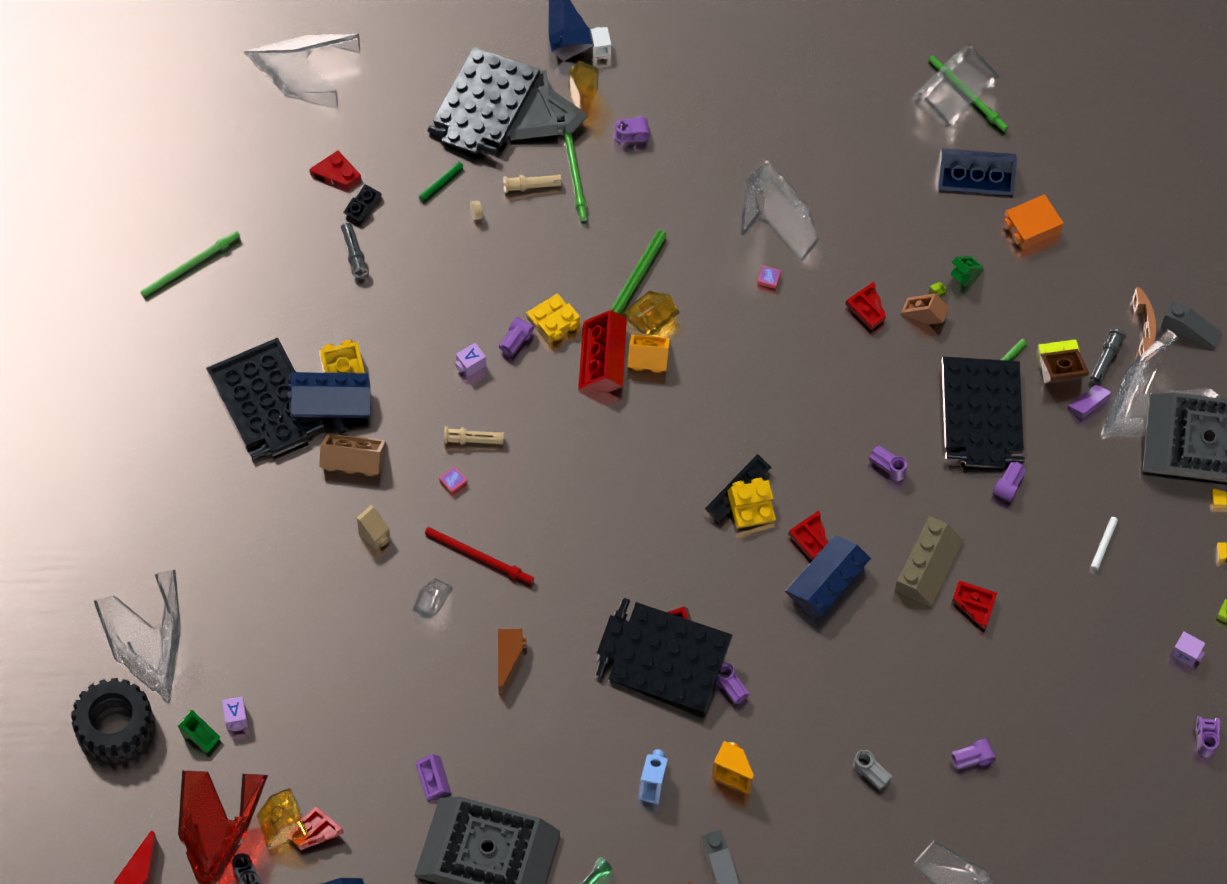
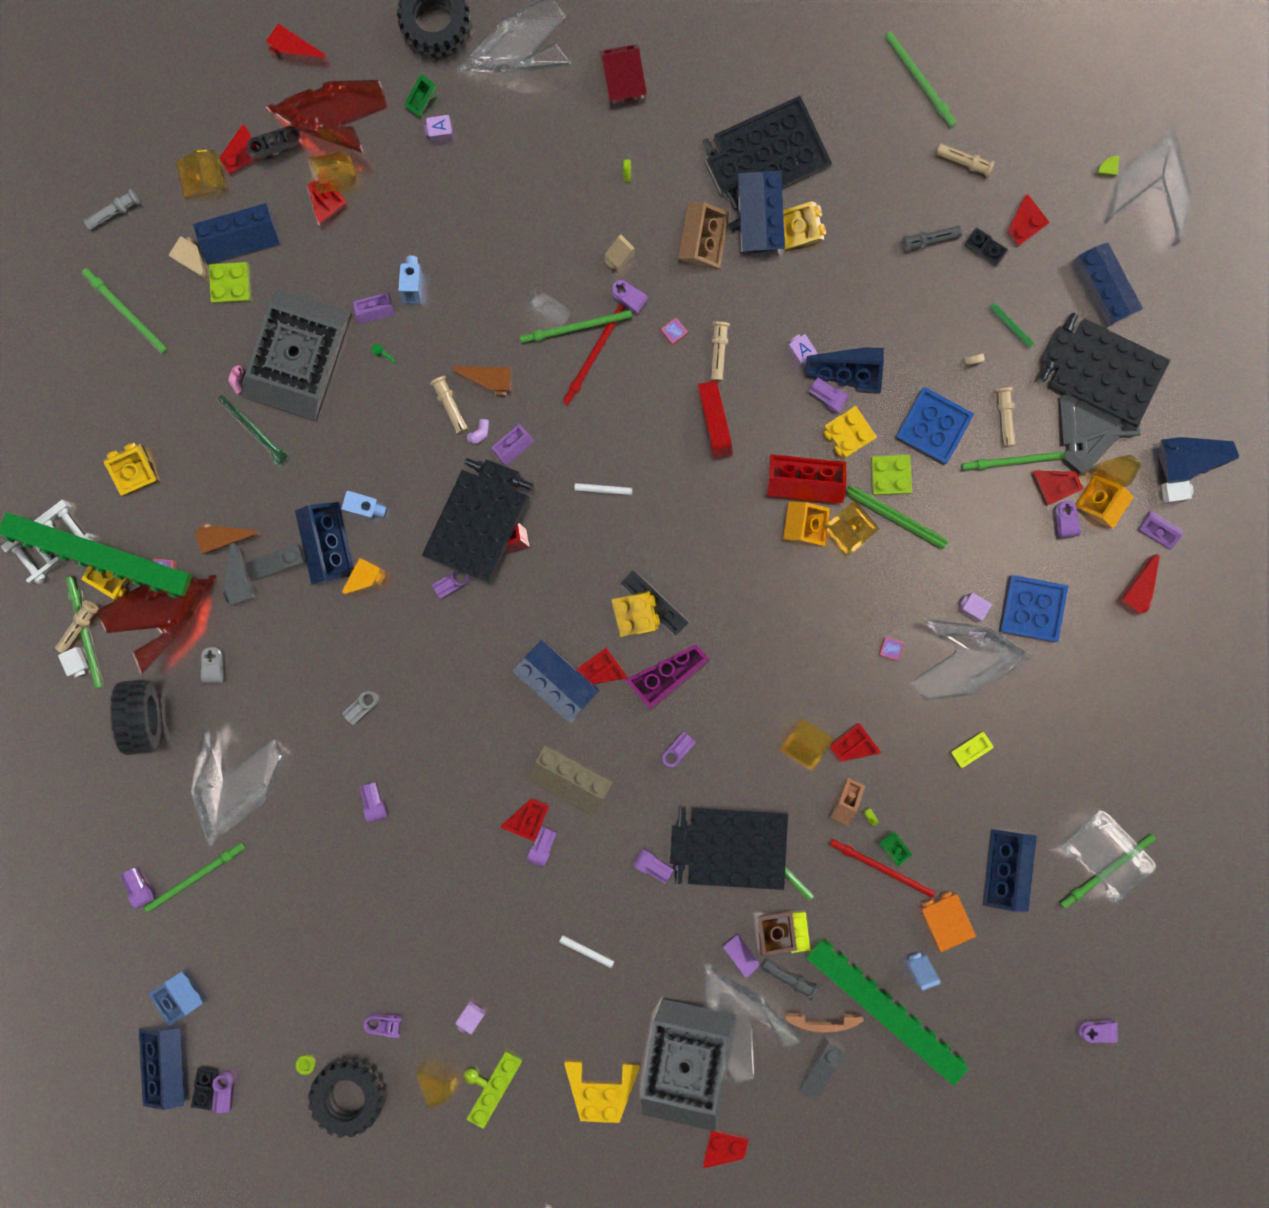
camera: 95 degrees right, 25 degrees up
(177, 532) = (623, 73): none -> dark red slope
(277, 215) = (974, 163): none -> tan pin
(282, 102) = (1109, 166): none -> lime tile
(283, 527) = (627, 171): none -> lime tile
(400, 102) = (1108, 283): none -> dark blue slope
(405, 733) = (410, 281): none -> light blue torso
(417, 522) = (630, 297): none -> medium lavender piece
(460, 607) = (539, 335): none -> bright green bar
(479, 770) = (377, 349): none -> green hand
(488, 311) = (850, 367): none -> dark blue wedge
(529, 697) = (445, 395): none -> tan pin
(543, 243) = (935, 425): none -> blue plate
(545, 433) = (715, 419): none -> red beam
(572, 665) = (480, 434): none -> lavender arm
(578, 632) = (512, 444): none -> medium lavender slope
(594, 281) = (891, 474): none -> lime plate
(598, 139) = (1057, 484): none -> red wing
(612, 99) = (1104, 501): none -> light orange slope
(622, 542) = (603, 489): none -> white bar
(637, 56) = (1161, 530): none -> medium lavender slope
(693, 67) = (1141, 590): none -> red slope
(696, 815) = (324, 542): none -> dark blue slope
(720, 156) = (1034, 608): none -> blue plate
(722, 204) = (975, 606): none -> lavender brick
(816, 473) = (664, 678): none -> magenta wedge
(863, 205) = (972, 749): none -> neon yellow plate
(870, 346) = (806, 744): none -> clear yellow slope
(974, 308) = (848, 851): none -> red bar
(1008, 589) = (540, 850): none -> medium lavender piece
(1085, 236) = (922, 971): none -> light blue slope
(1120, 96) = (1103, 1031): none -> medium lavender piece
(1126, 272) = (889, 1014): none -> green brick

